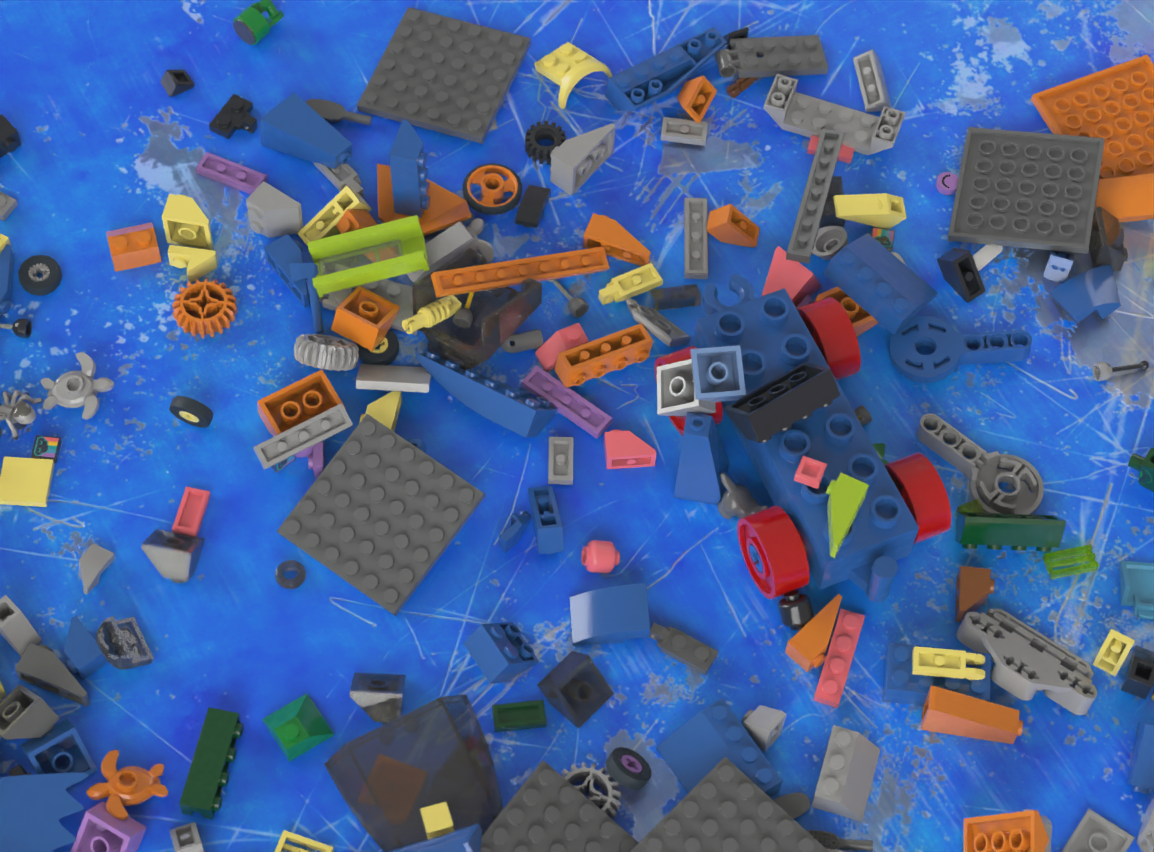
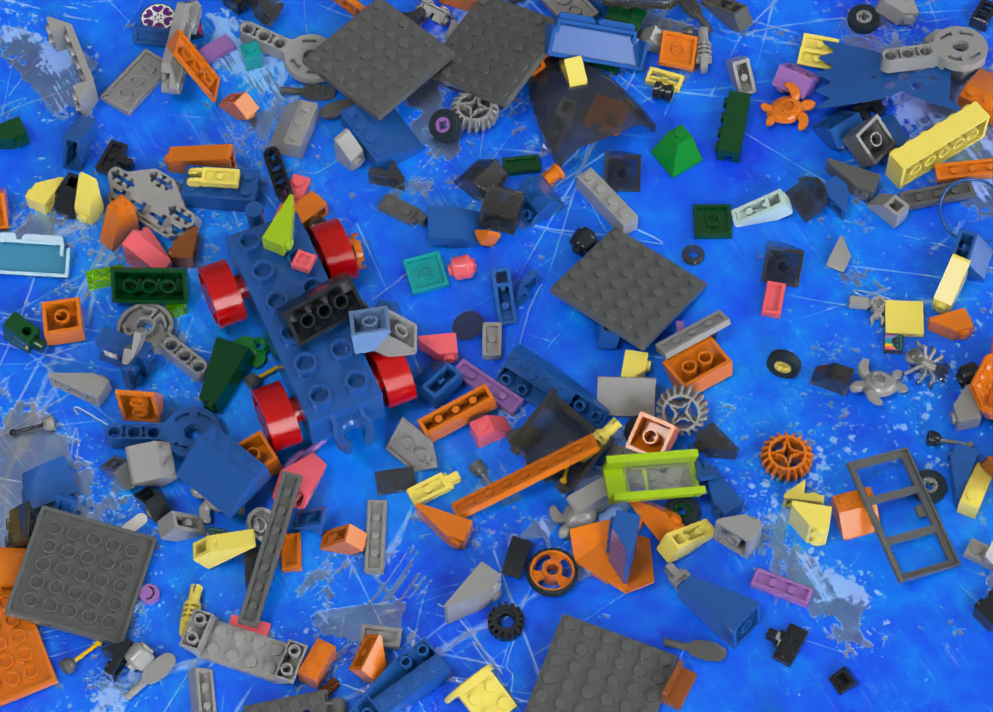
camera: 175 degrees left, 0 degrees up
(50, 245) = (926, 509): none -> dark grey door
(59, 499) = (876, 305): none -> light grey bar
(131, 401) = (833, 377): none -> clear smoke slope
(184, 630) = (762, 210): none -> light aqua slope
(258, 624) = (712, 221): none -> dark green tile
(288, 323) = (715, 443): none -> clear smoke slope
(308, 824) = (663, 91): none -> black wheel
(358, 77) = (678, 687): none -> dark orange panel
(402, 645) = (606, 201): none -> light grey brick
(437, 590) = (583, 240): none -> black head
(476, 691) = (553, 174): none -> orange bush
(548, 625) = (501, 209): none -> clear smoke slope
(567, 599) = (487, 237): none -> orange slope
(592, 482) = (467, 325): none -> clear smoke piece
(630, 401) = (438, 382): none -> blue slope
(648, 554) = (425, 273): none -> teal plate
(699, 690) = (392, 178): none -> clear smoke slope
(742, 568) = (357, 249): none -> orange plate
(751, 103) = (317, 663): none -> orange brick
(766, 242) = (310, 519): none -> blue slope
(787, 216) = (291, 553): none -> orange tile
(855, 697) = (279, 174): none -> black beam
(897, 422) = (225, 371): none -> dark green slope
(898, 161) = (189, 605): none -> light yellow hinge
(923, 245) = (180, 526): none -> light grey slope
(928, 104) = (153, 673): none -> light grey piece
(930, 812) = (239, 105): none -> slope
(947, 115) = (139, 656): none -> light grey head
(969, 302) = (151, 463): none -> light grey slope
(972, 115) = (116, 653): none -> black slope
(995, 372) = (140, 406): none -> orange slope
(1005, 307) = (118, 471): none -> dark grey slope
(1014, 414) = (132, 350): none -> light grey slope
(1019, 578) = (144, 250): none -> coral slope
(1022, 113) = (69, 664): none -> dark grey hinge
(1024, 437) = (113, 344): none -> blue brick
(1065, 620) = (118, 222): none -> orange slope
(1070, 412) = (85, 386): none -> light grey slope
(1093, 731) = (114, 157): none -> black hinge
(1113, 488) = (63, 321): none -> orange brick

